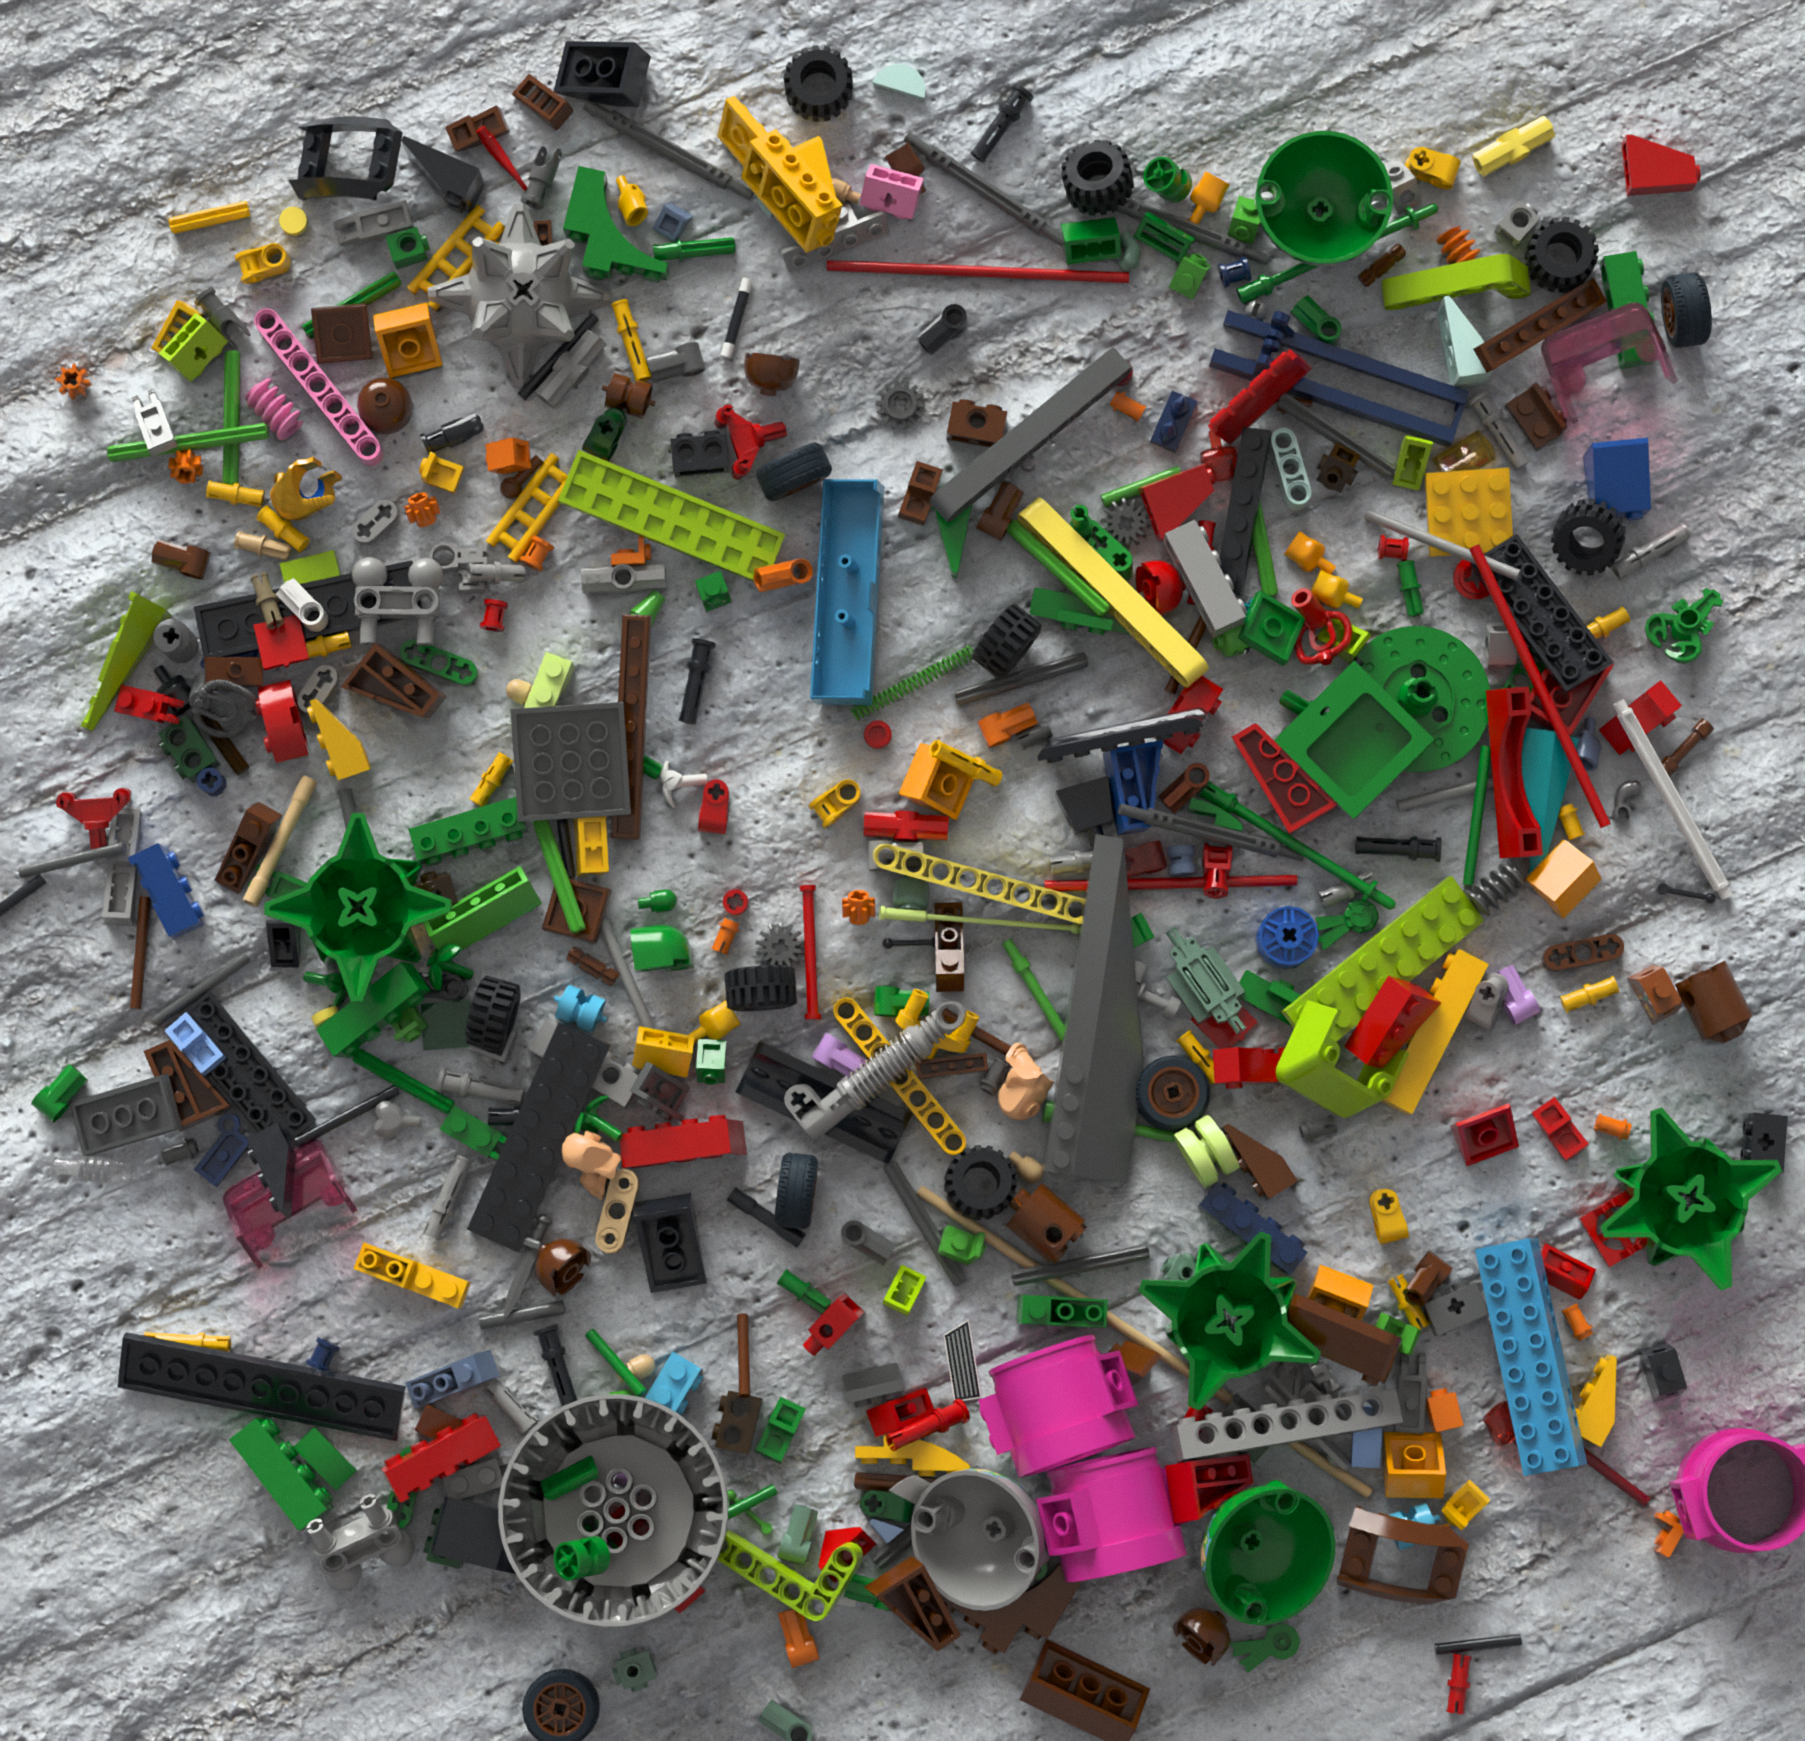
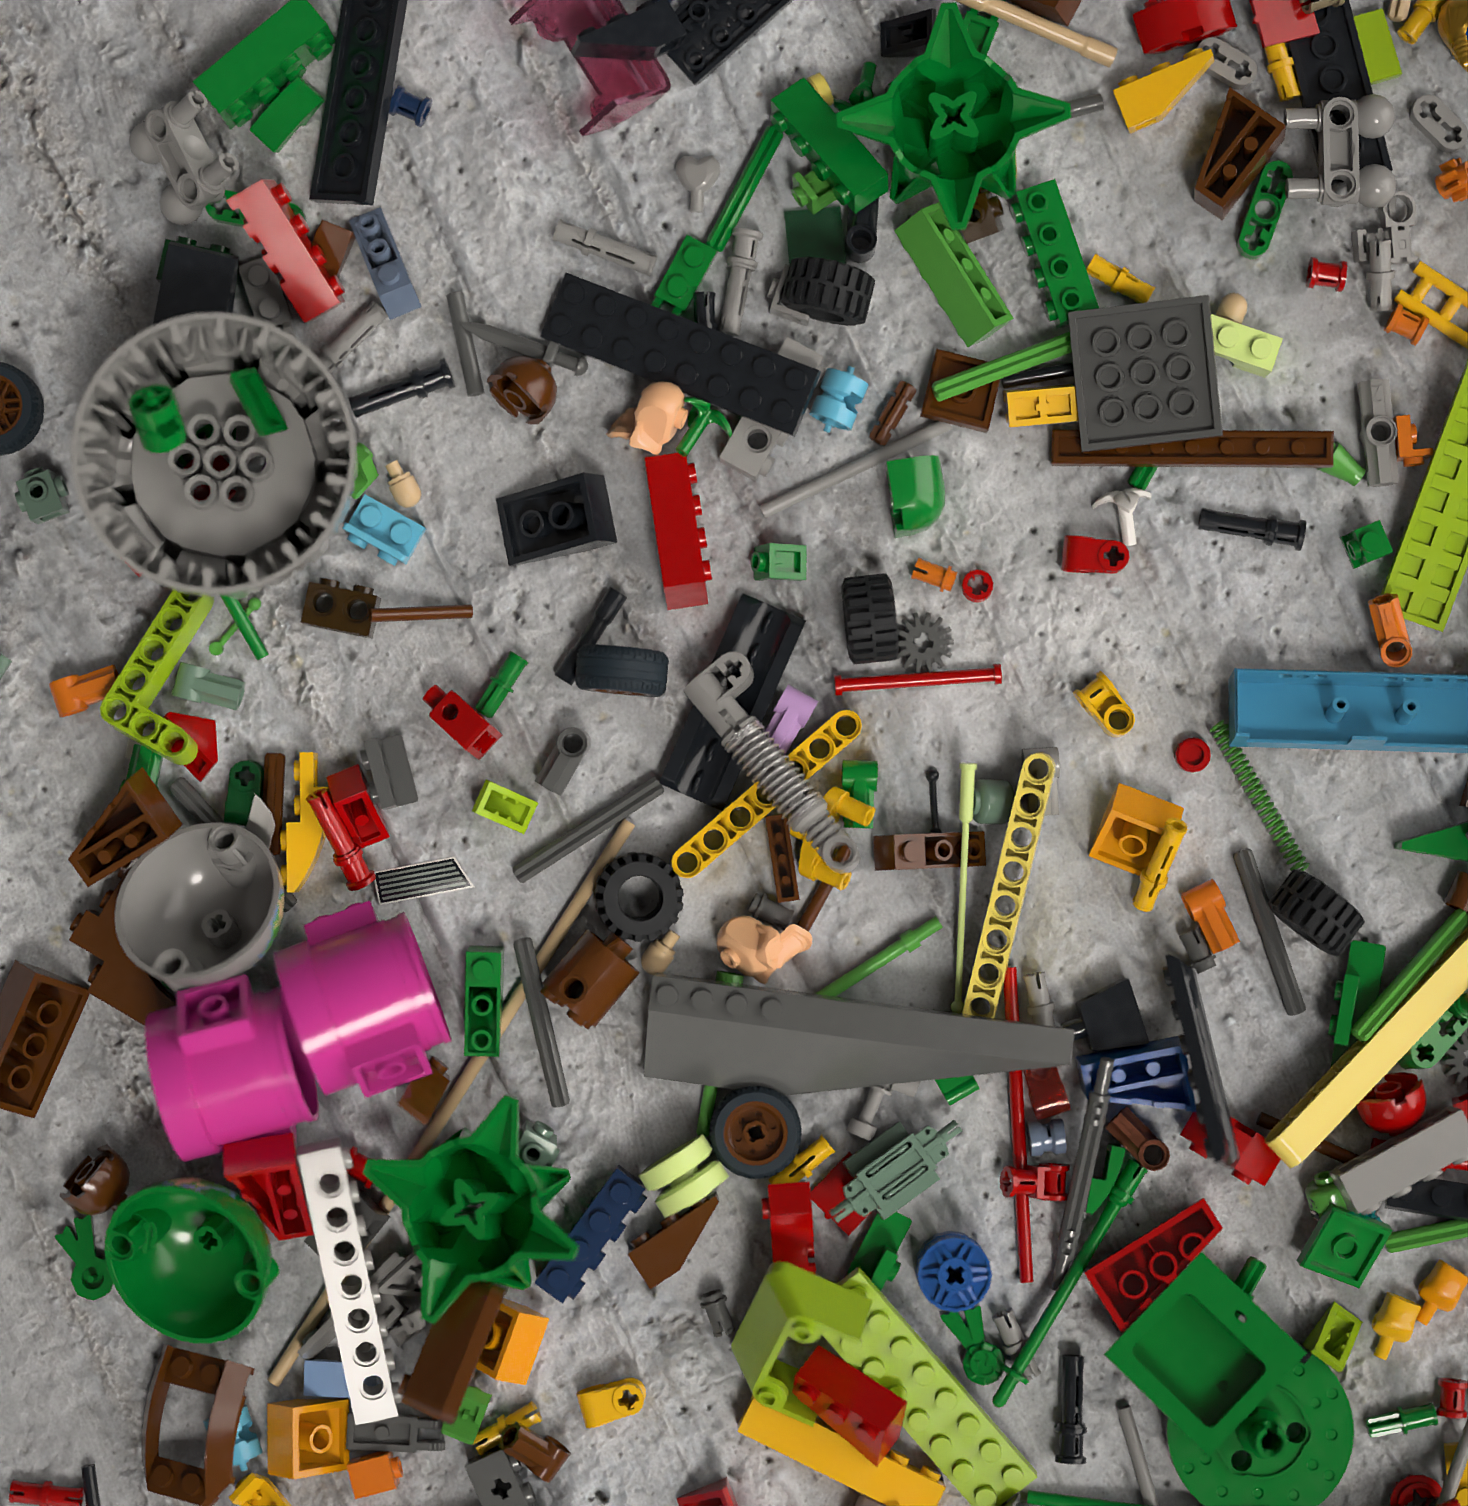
camera: 90 degrees right, 5 degrees up
(302, 604) = (1330, 36): white piece -> none
(346, 1116) = (700, 121): black bar -> none
(412, 1275) = (508, 208): yellow slope -> none
(441, 961) = (892, 226): green plant -> none
(615, 1362) = (408, 459): green bar -> none
(617, 1227) = (577, 442): tan piece -> none
(658, 901) = (975, 491): green cylinder -> none
(659, 1090) = (739, 499): dark grey bracket -> none
(664, 1050) = (789, 502): yellow hinge -> none
(716, 1023) = (825, 565): yellow piece -> none
(780, 1430) = (333, 661): green slope -> none
(858, 907) = (975, 737): orange gear -> none
(885, 1530) = (215, 792): sand blue slope -> none
(906, 826) = (1078, 793): red piece -> none
(962, 1245) = (561, 876): bright green bracket -> none
(1315, 618) = (1359, 1302): red piece -> none

